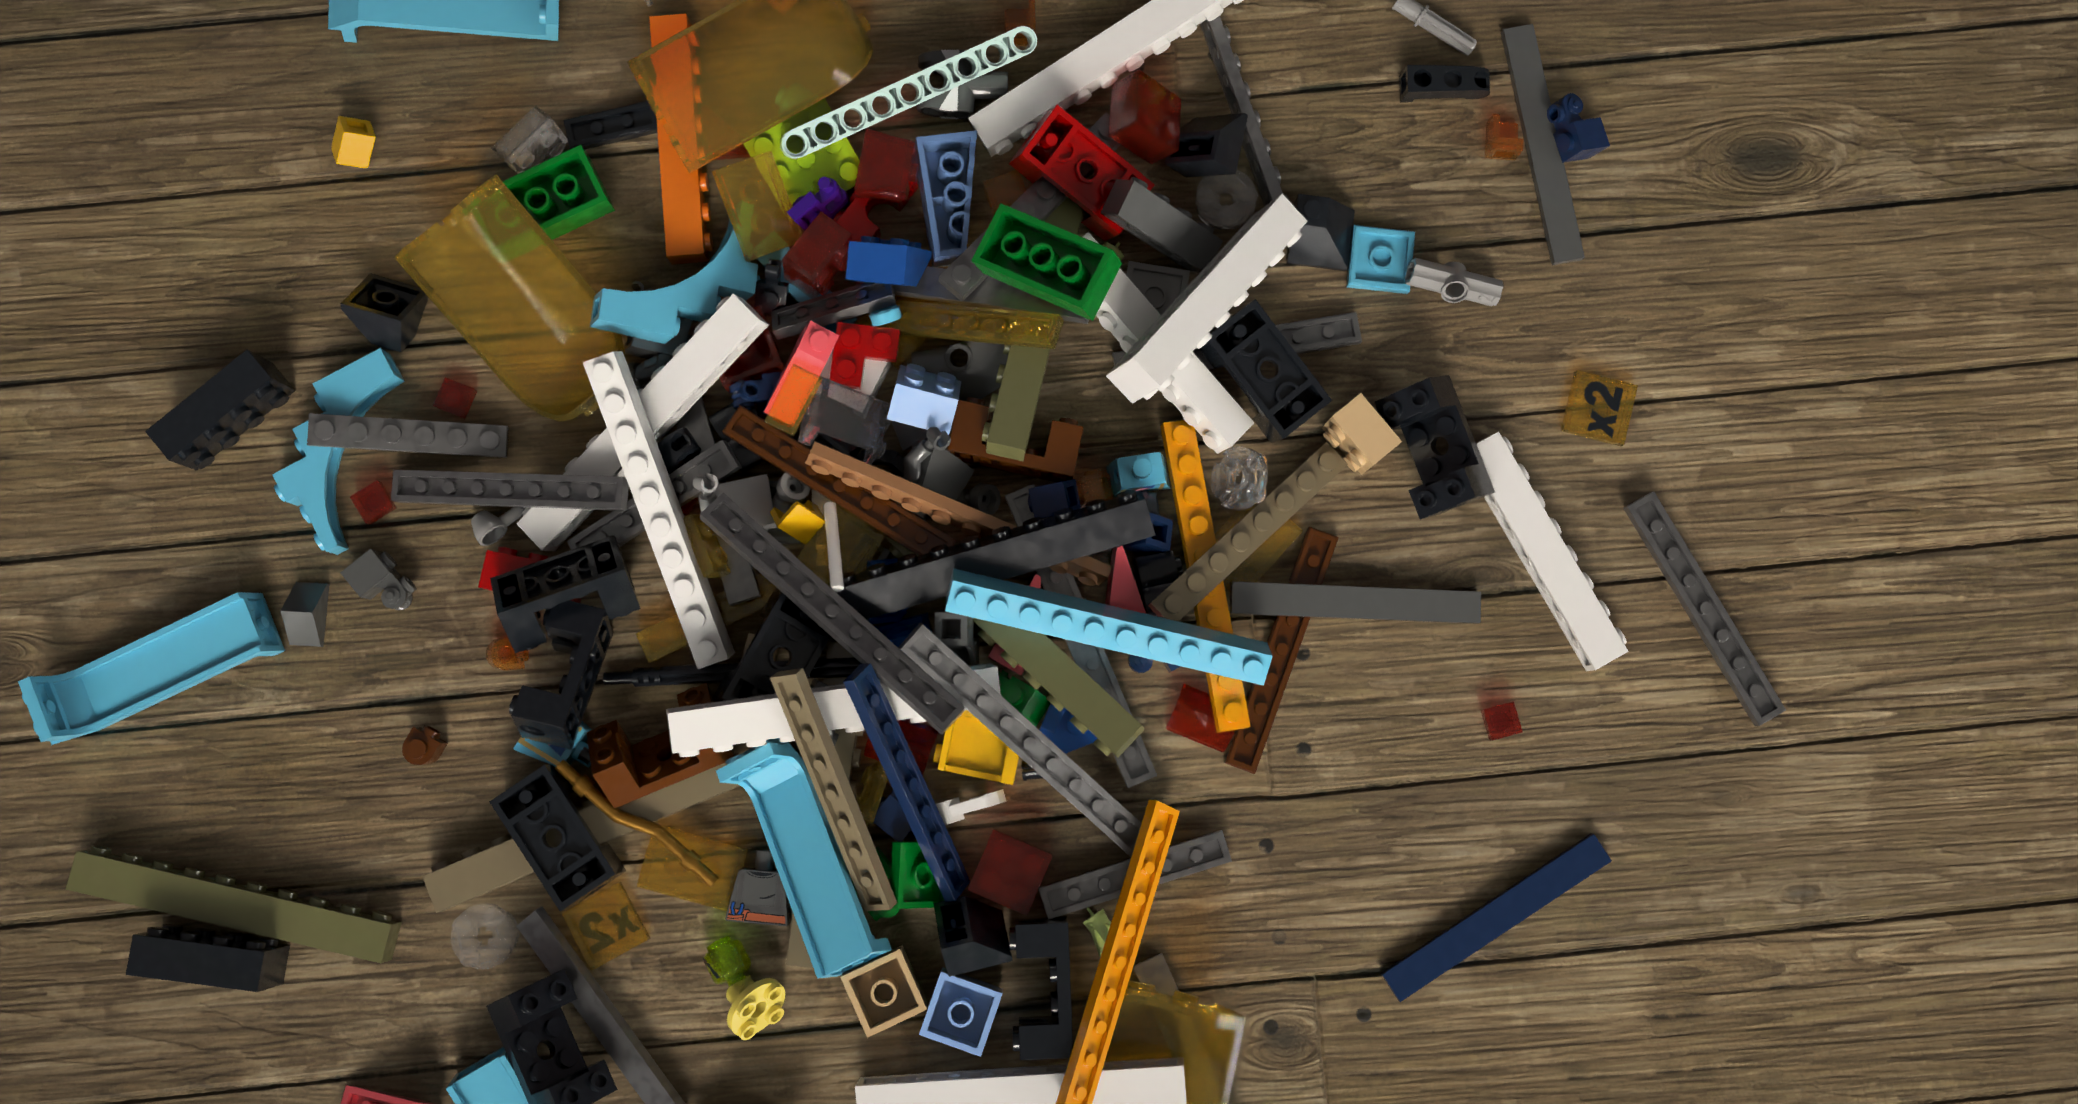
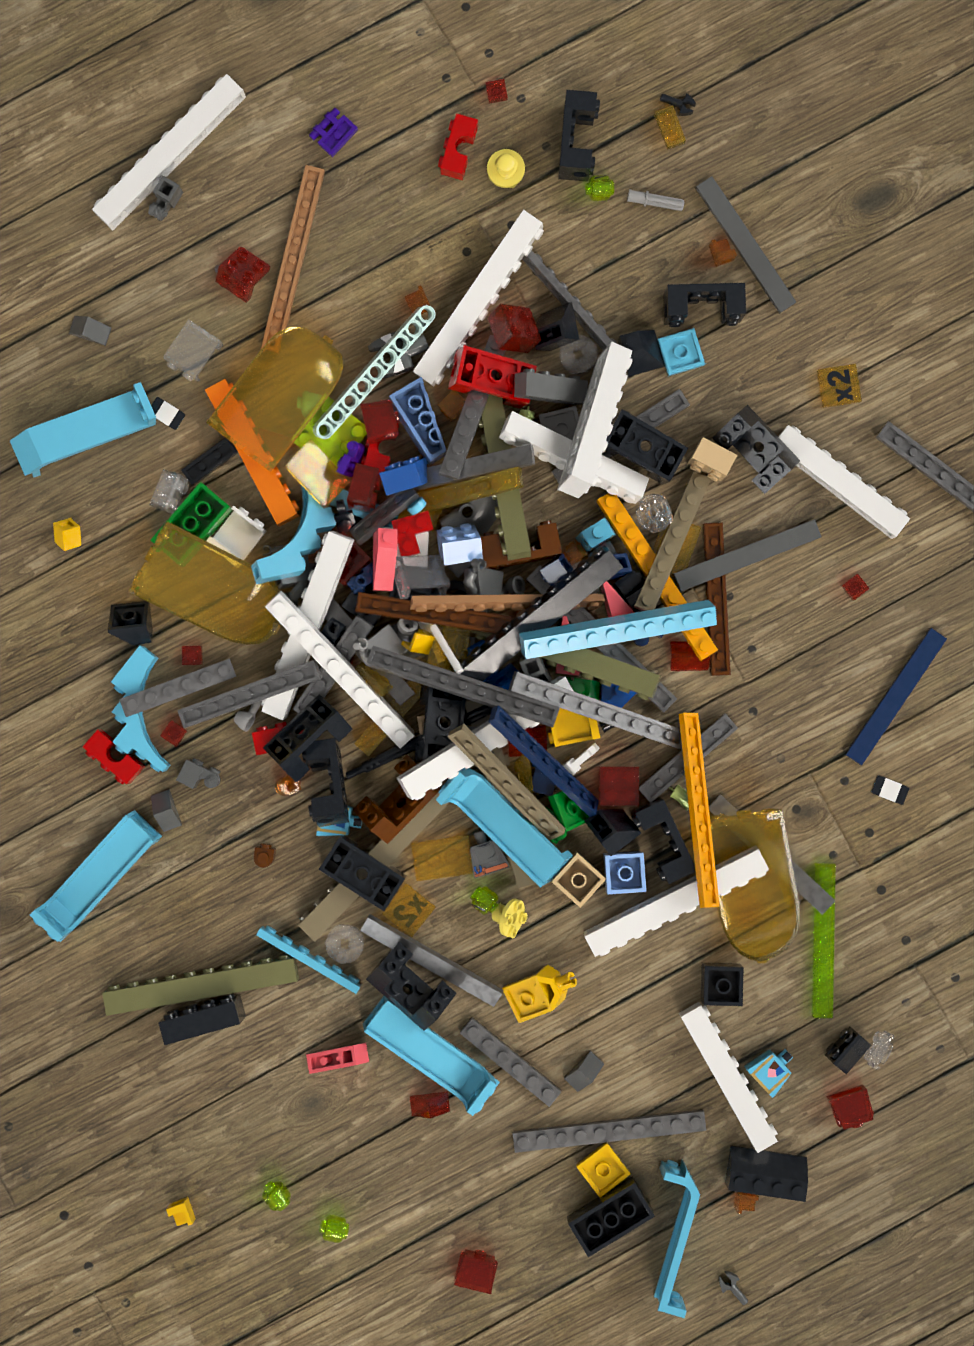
camera: 20 degrees left, 5 degrees up
(221, 411) = (67, 719): black brick -> none
(252, 478) = (100, 747): none -> red arch
(425, 947) = (302, 954): none -> medium azure plate
(581, 31) = (167, 413): none -> sticker
(584, 787) = (440, 854): pearl gold bar -> none
(605, 249) = (238, 534): none -> white panel
(793, 399) = (387, 576): tile -> none
(1047, 261) = (498, 439): green brick -> none
(1429, 1060) = (890, 790): none -> sticker
(1443, 82) = (674, 233): black leg -> none
(1453, 282) = (728, 348): light grey piece -> none
(1488, 200) = (678, 296): none -> black plate
(1574, 136) = (761, 233): dark blue brick -> none

